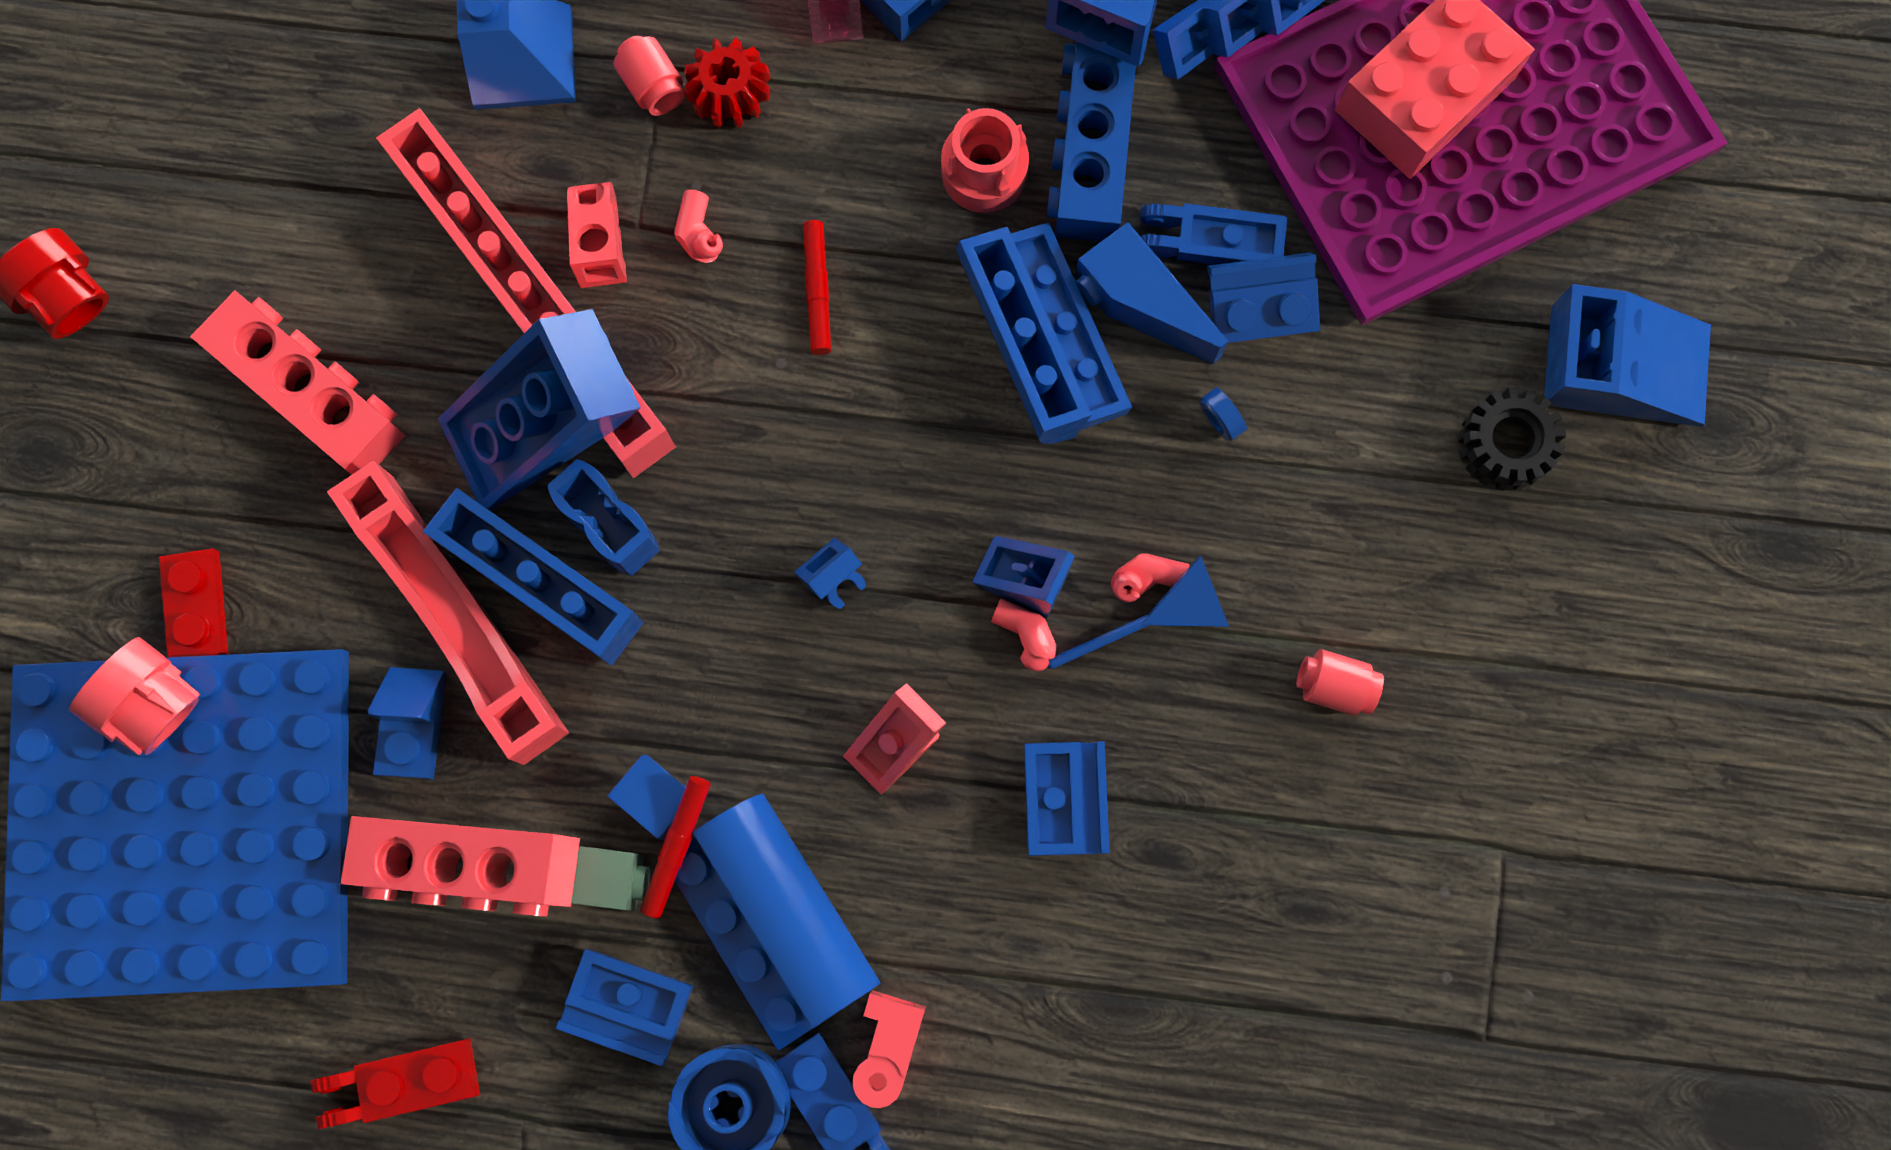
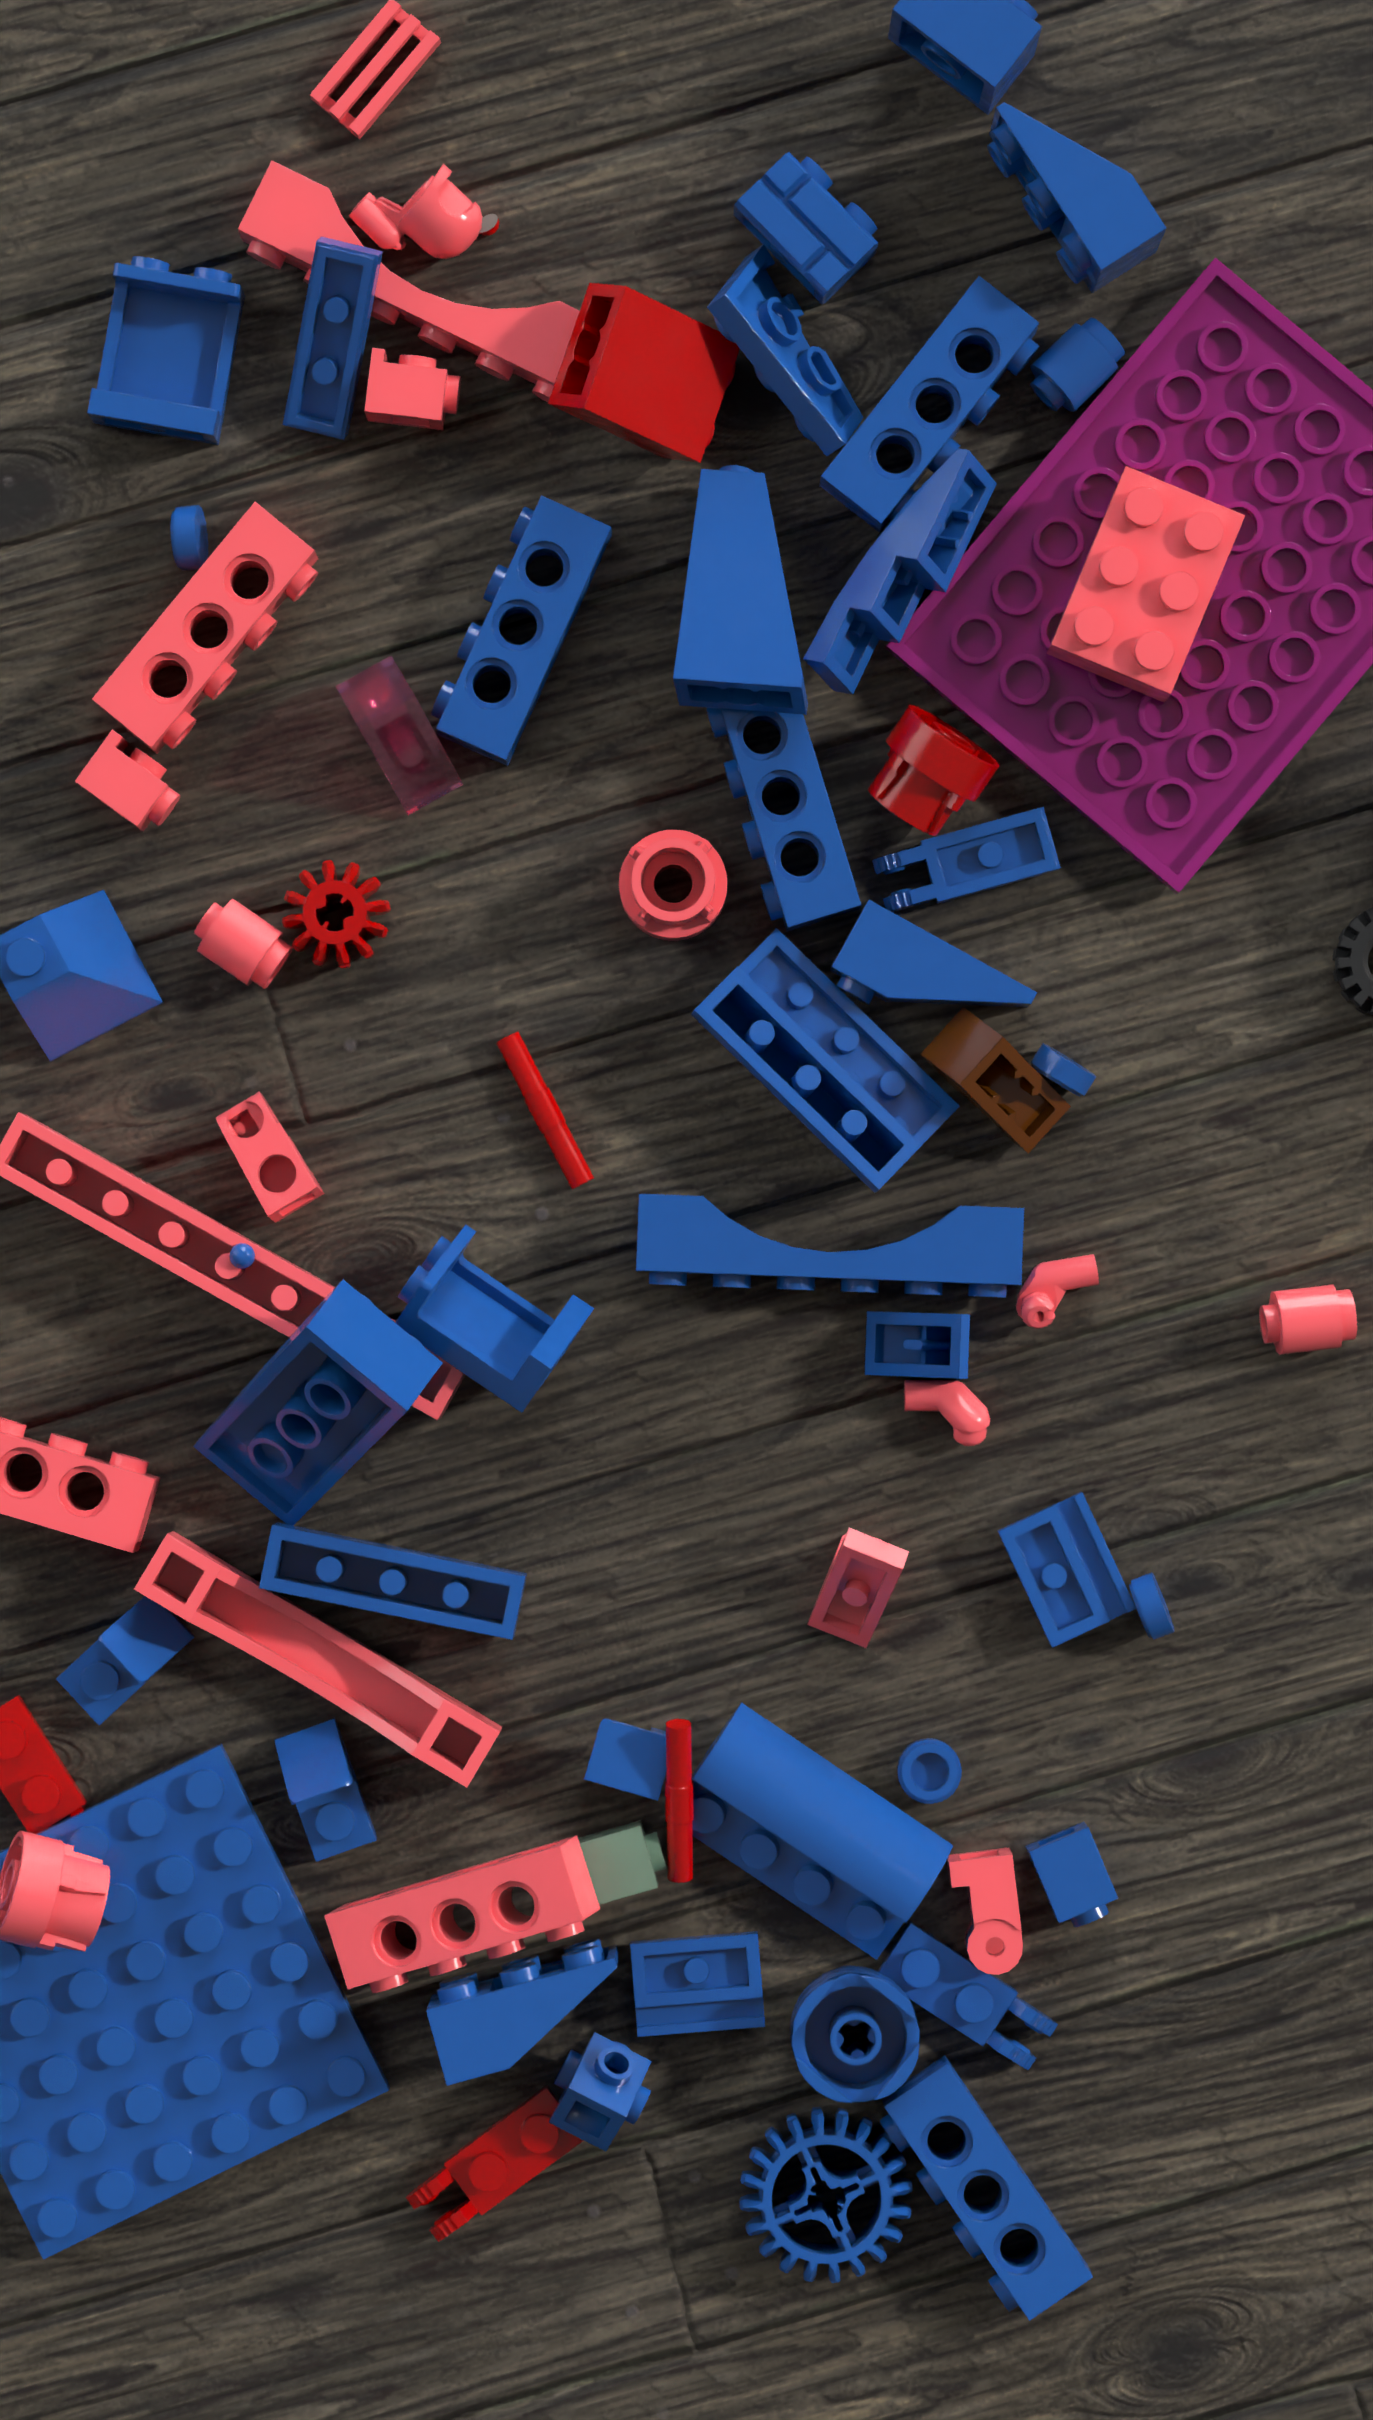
camera: 25 degrees left, 10 degrees up
(306, 555) = (124, 1658): none -> blue slope
(434, 963) = (498, 2020): none -> blue slope
(503, 1060) = (600, 2091): none -> blue brick
(532, 278) = (242, 1255): none -> blue piece
(606, 520) = (422, 1476): blue brick -> none
(692, 232) = (376, 1107): coral arm -> none
(693, 412) = (484, 1324): none -> blue panel
(828, 569) = (706, 1431): blue tile -> none
(888, 914) = (929, 1770): none -> blue tile
(967, 1051) = (1073, 1875): none -> blue brick
(1087, 513) = (964, 1247): none -> blue arch
(1122, 857) = (1151, 1606): none -> blue tile
(1169, 398) = (995, 1079): none -> reddish brown arch
(1188, 603) = (1110, 1299): blue piece -> none
(1214, 152) = (930, 771): none -> red piece
(1265, 297) = (1055, 914): blue plate -> none

